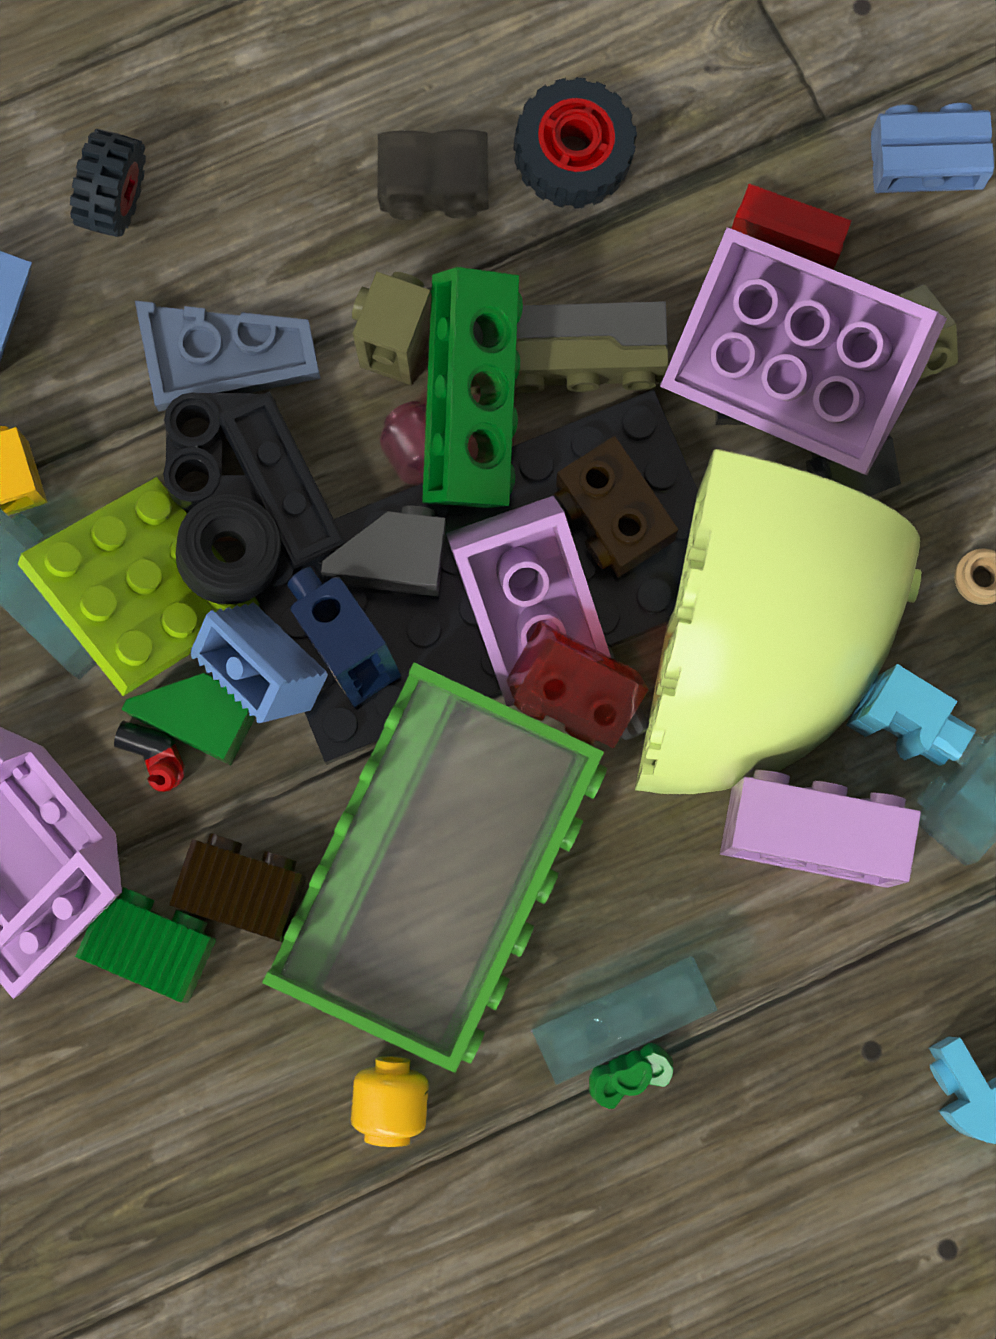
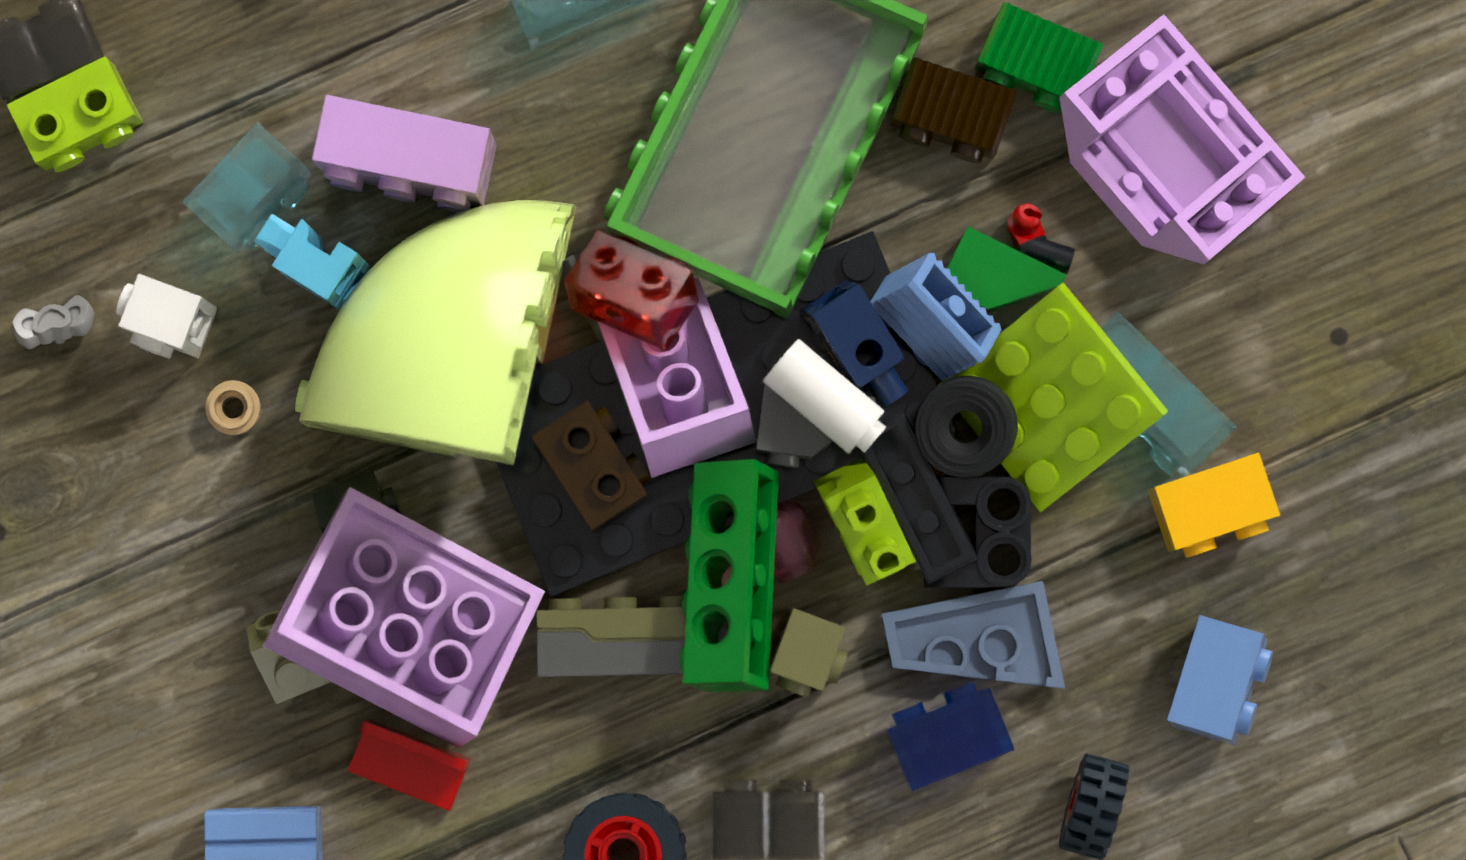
camera: 175 degrees right, 5 degrees up
(253, 251) = (949, 736): none -> clear blue brick
(334, 455) = (864, 521): none -> lime hips
(371, 562) = (826, 398): none -> white brick

